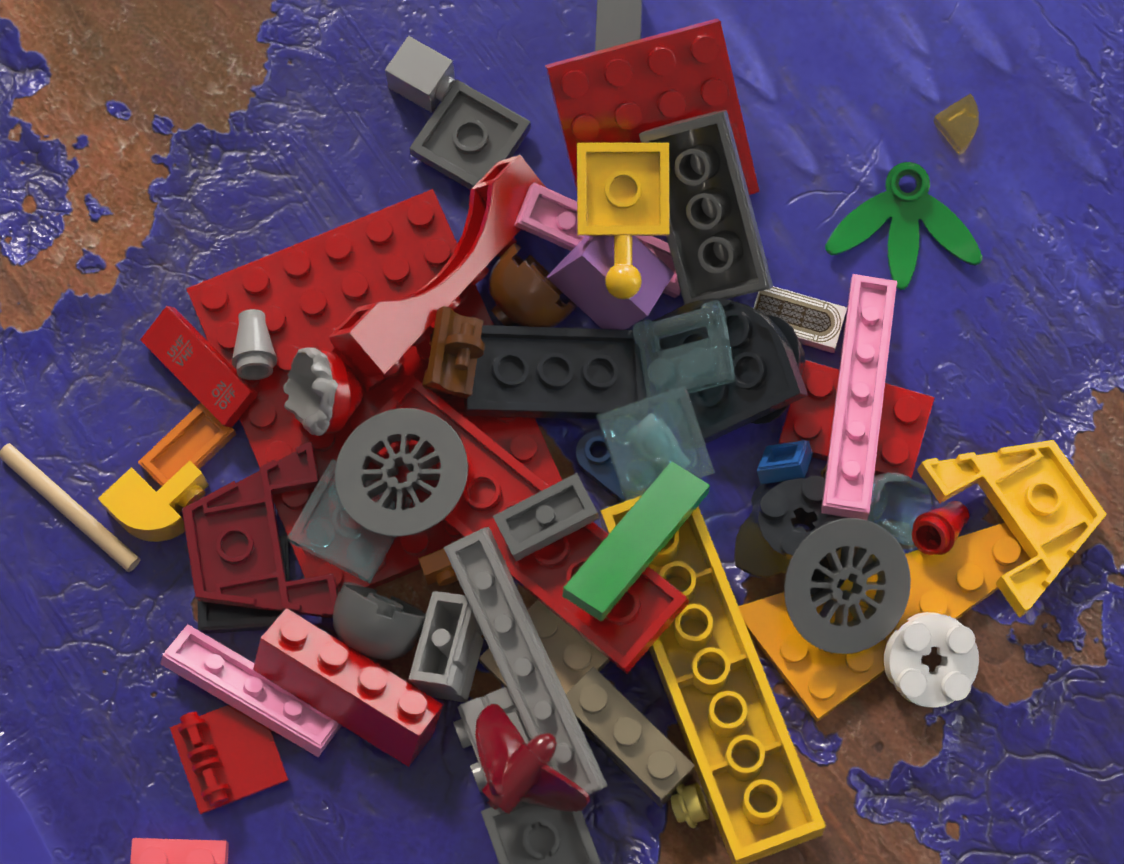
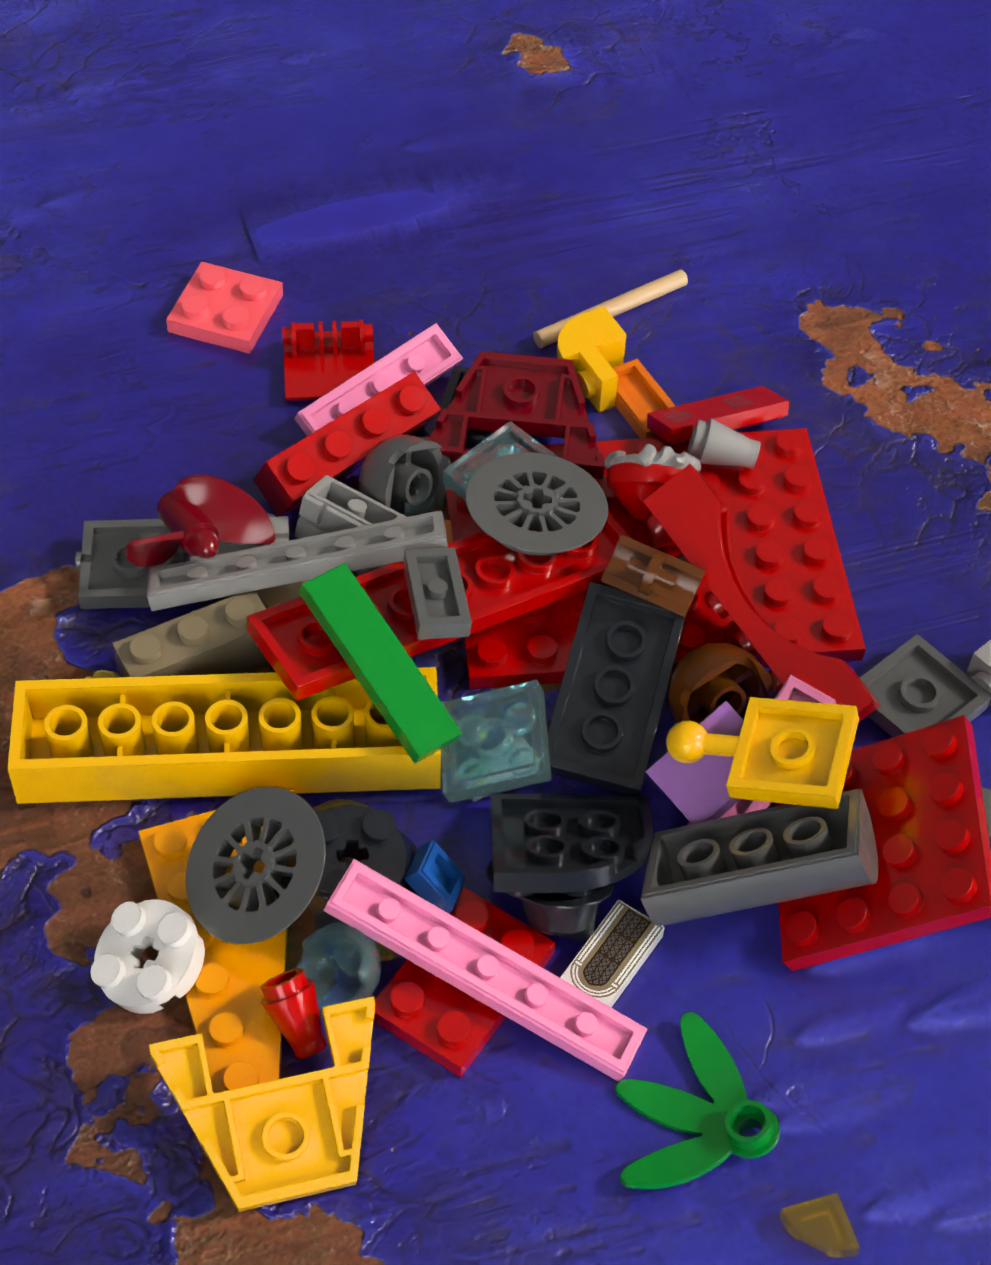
camera: 100 degrees right, 20 degrees down
(694, 364) = (577, 803): clear light blue plate -> none

